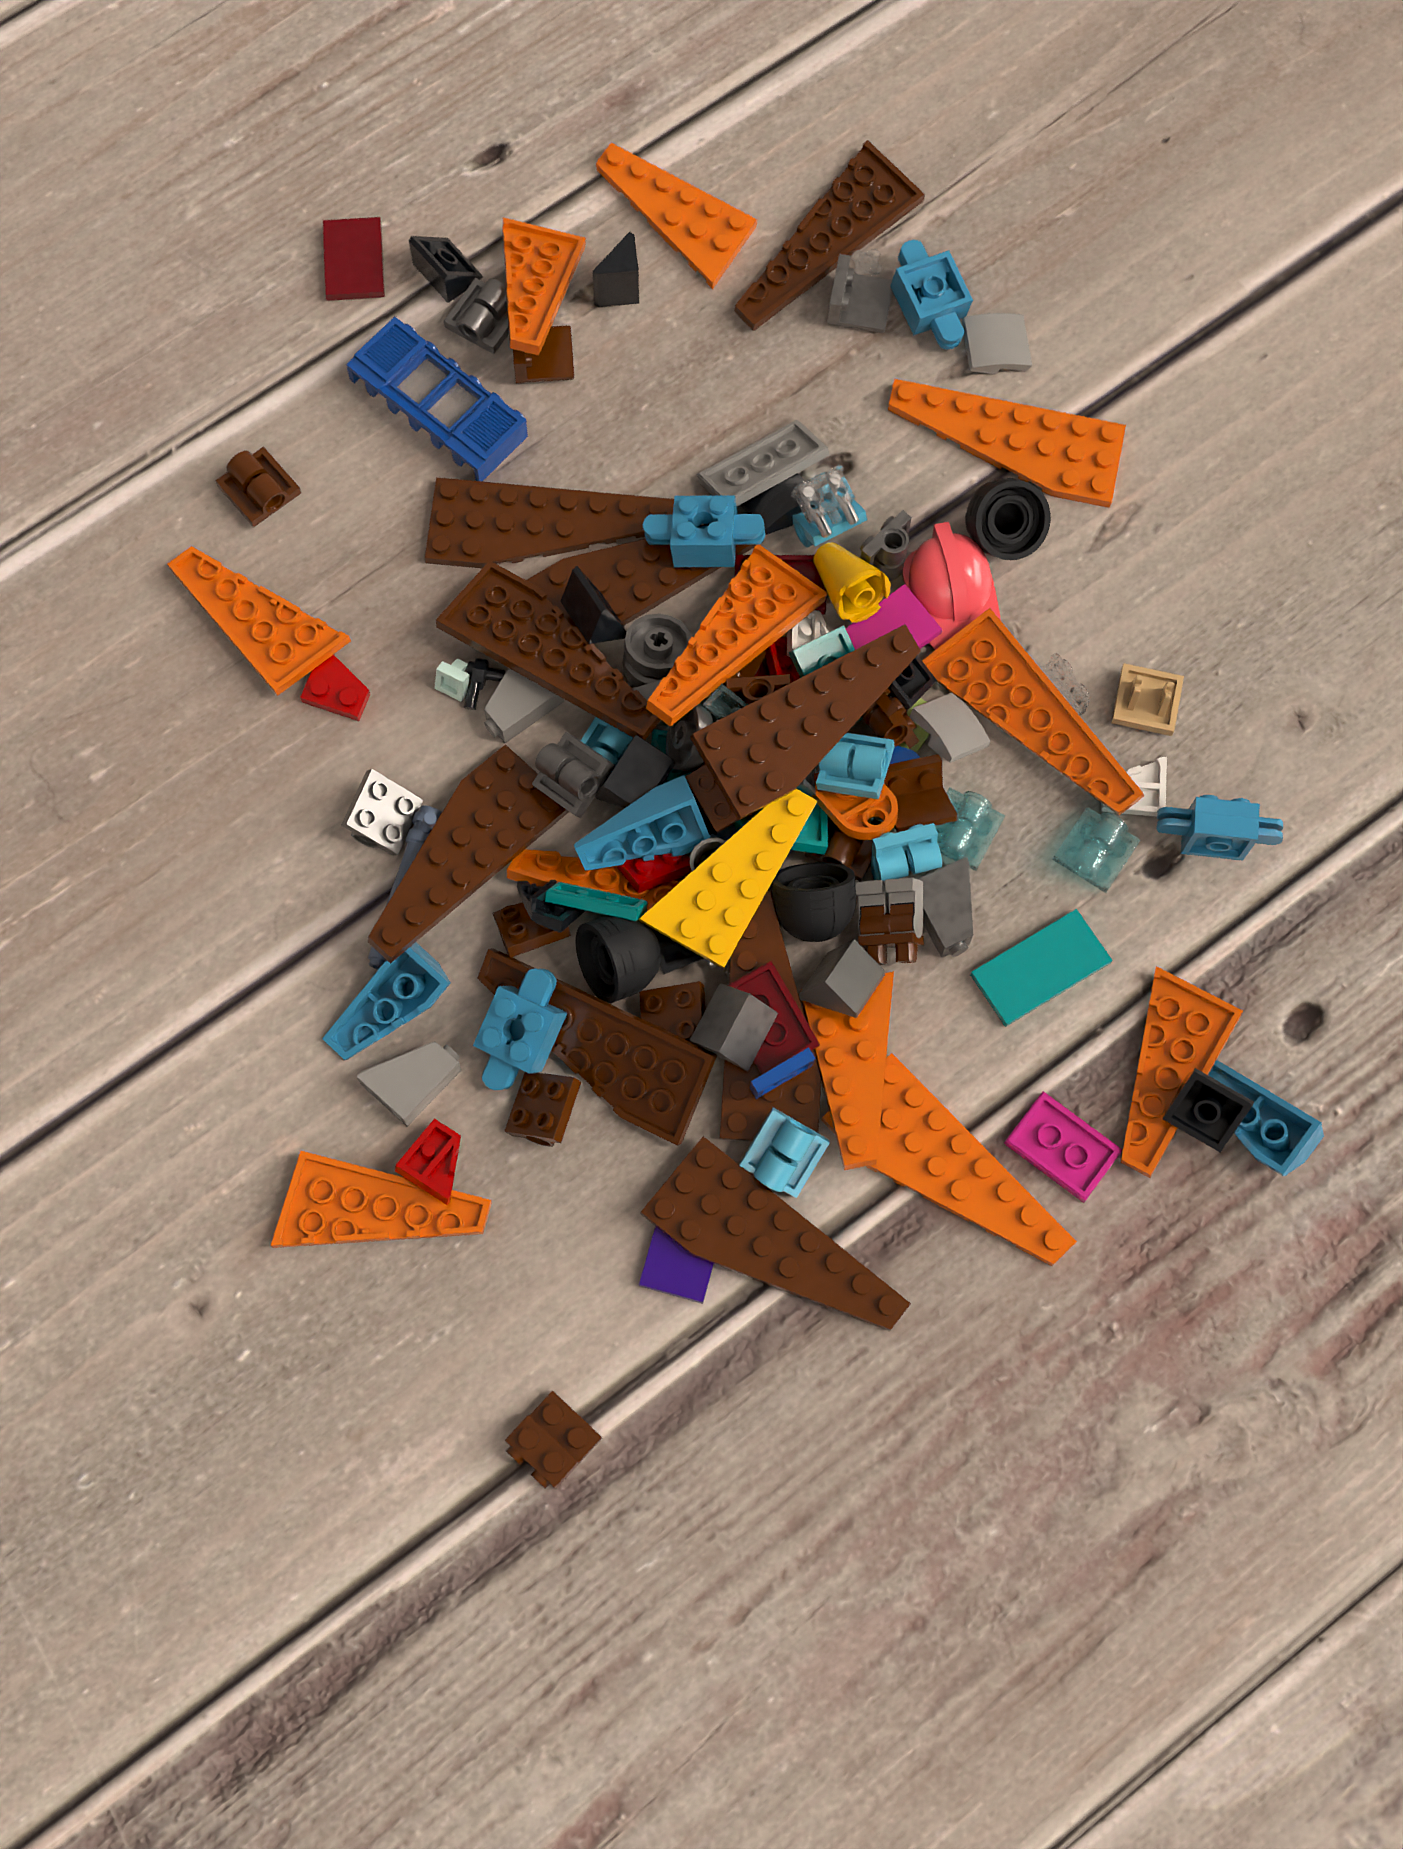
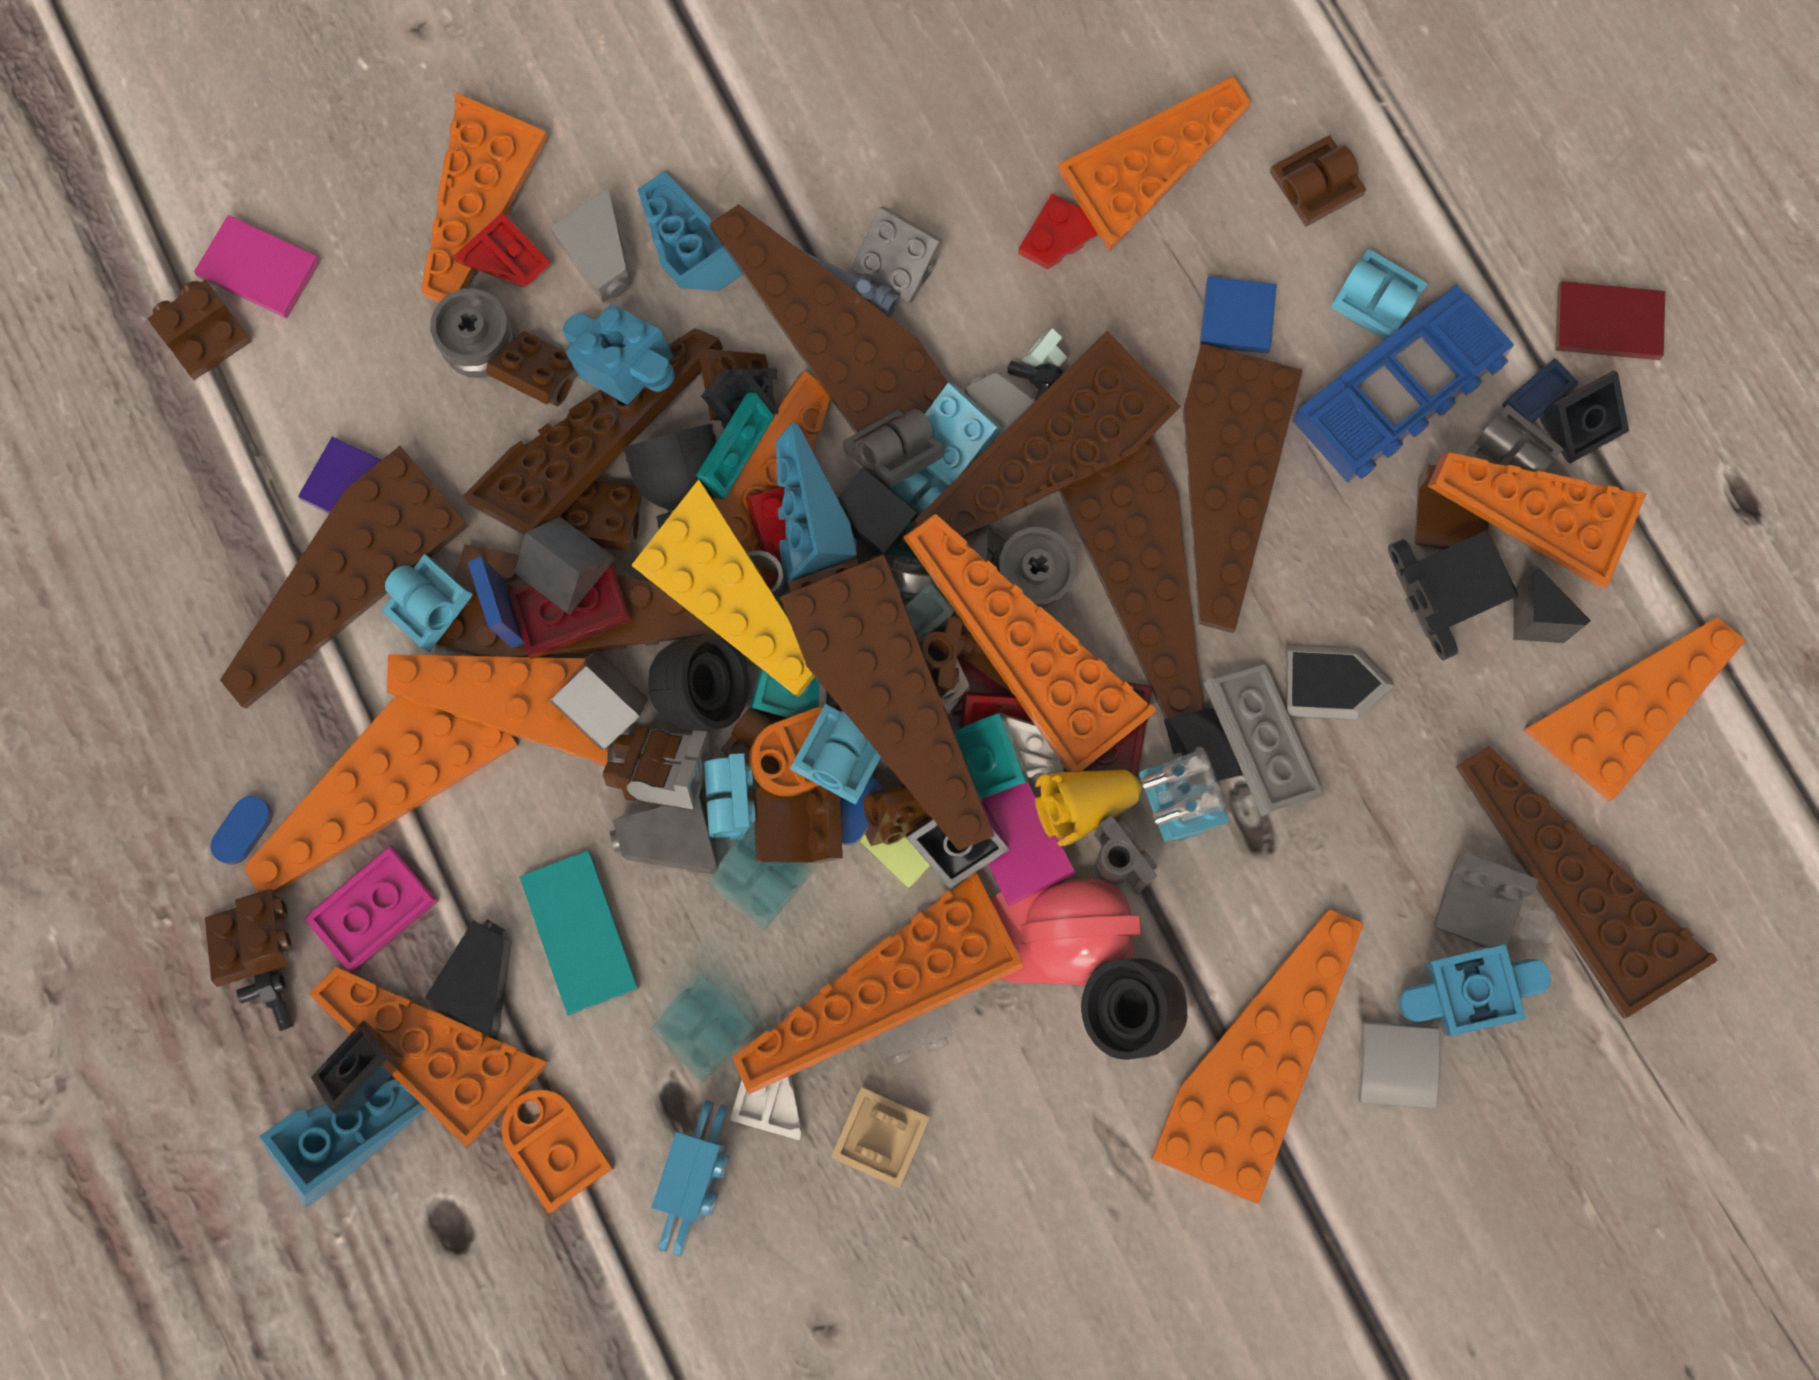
camera: 105 degrees right, 5 degrees up
(359, 426) = (1378, 295): none -> medium azure plate
(391, 535) = (1238, 315): none -> blue tile
(424, 302) = (1542, 391): none -> dark blue tile
(477, 1402) = (257, 266): none -> dark pink tile
(514, 1189) = (470, 330): none -> flat silver wheel
(540, 725) = (961, 428): none -> medium azure plate
(591, 610) = (1091, 504): black slope -> none
(611, 340) = (1452, 586): none -> black piece
(702, 426) = (1331, 683): none -> black tile
(704, 545) = (1176, 646): dark azure brick -> none
(952, 727) = (881, 886): light grey slope -> none
(1021, 1277) = (241, 830): none -> blue tile
(1101, 1040) = (475, 978): none -> black slope
(1116, 1240) = (248, 938): none -> reddish brown plate
(1152, 1214) = (269, 988): none -> black piece
(1222, 949) = (555, 1150): none -> orange tile

